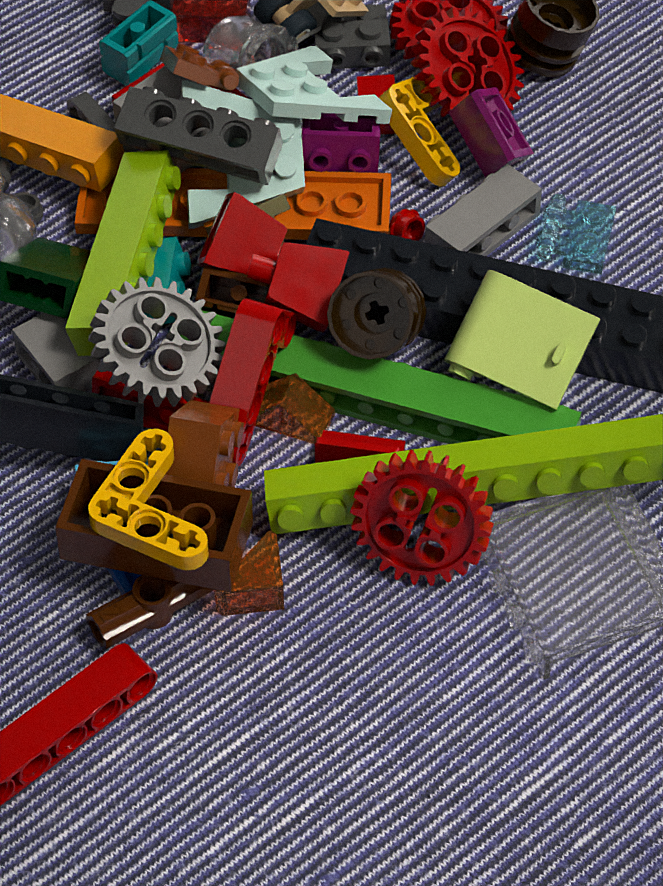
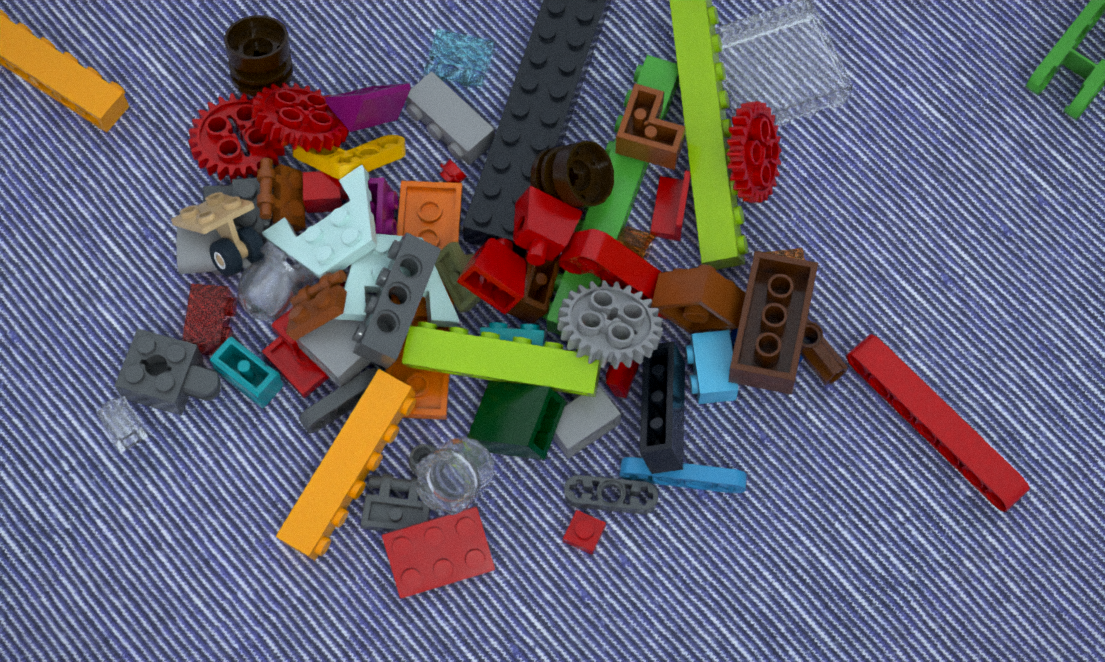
camera: 90 degrees left, 15 degrees up
(133, 510) = (776, 327): yellow beam -> none
(345, 70) = (286, 196): none -> dark orange plate
(447, 383) = (644, 134): none -> dark orange brick
(517, 336) = (596, 83): yellowish green door -> none

